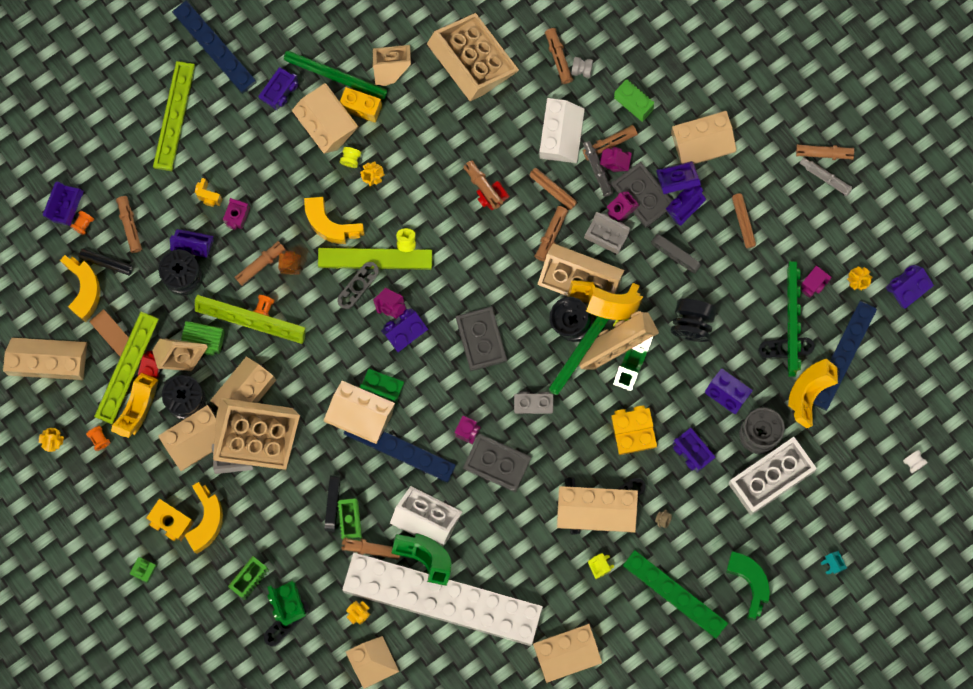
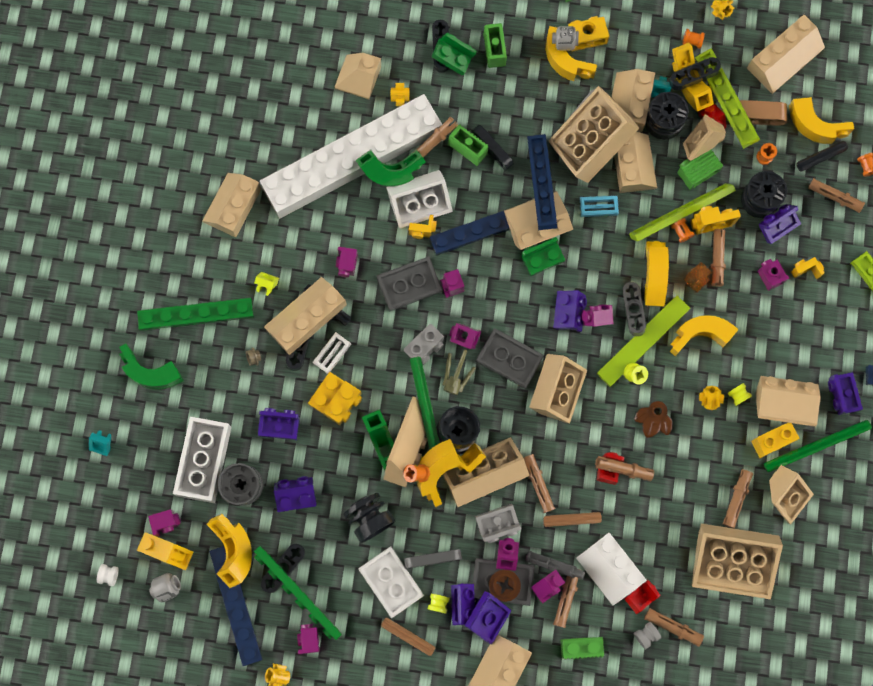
camera: 125 degrees right, 0 degrees up
(120, 395) = (700, 67): none -> black beam
(149, 301) = (771, 153): none -> orange bush
(163, 423) = (660, 86): none -> teal tile
(195, 524) = (565, 38): none -> light grey head
(239, 291) = (711, 219): none -> yellow plate
(314, 292) = (657, 273): none -> yellow arch
(314, 395) = (583, 207): none -> medium azure tile
(327, 435) = (542, 182): none -> dark blue plate
(427, 93) = (737, 500): none -> medium nougat pin
(428, 197) = (654, 422): none -> reddish brown plate
(451, 492) = (419, 231): none -> yellow bracket
(470, 283) = (558, 388): none -> tan slope
(501, 379) = (456, 335): none -> magenta brick
(527, 522) = (346, 261): none -> magenta brick
(540, 357) = (453, 384): none -> olive plant
(560, 92) = (642, 597): none -> red bracket
(603, 467) = (338, 356): none -> white tile
(636, 309) = (413, 473): none -> orange bush
(648, 180) = (513, 582): none -> reddish brown gear
(701, 221) = (438, 603): none -> neon yellow wheel
(719, 267) = (391, 582): none -> white tile
(840, 460) = (164, 522): none -> magenta brick
(859, 438) = (165, 551): none -> yellow bracket
(882, 413) = (165, 587): none -> light grey head

